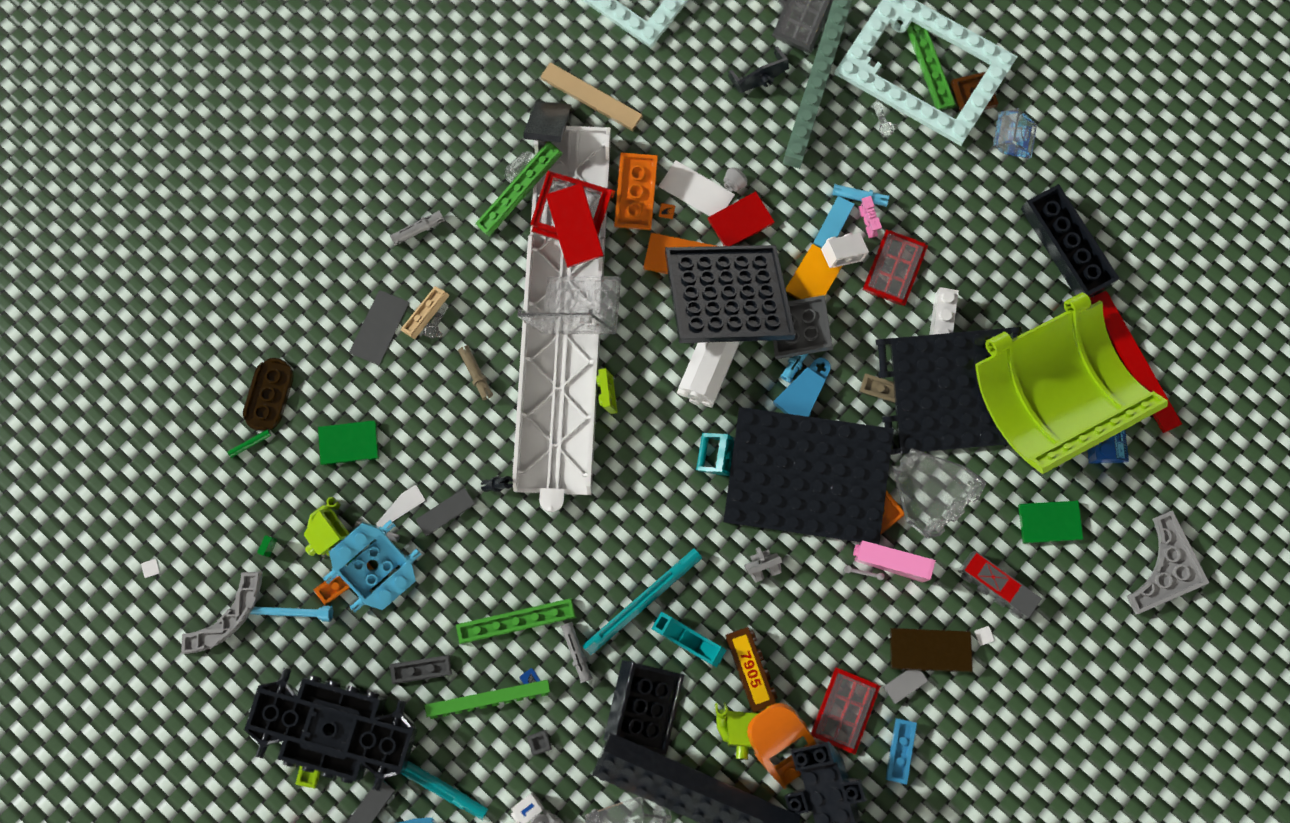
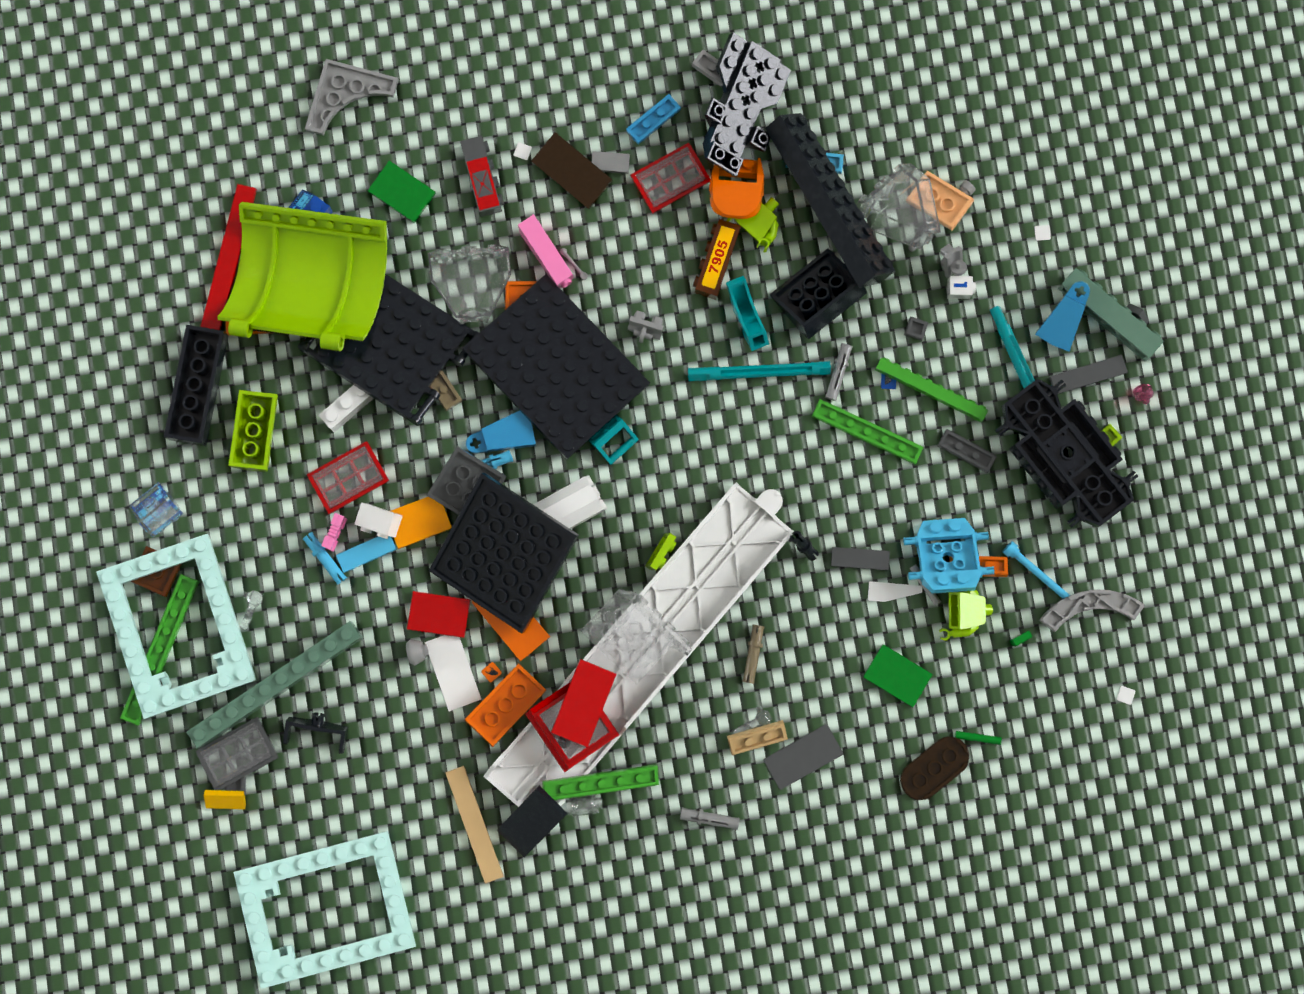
camera: 150 degrees left, 5 degrees up
(997, 243) = (253, 431): none -> lime brick

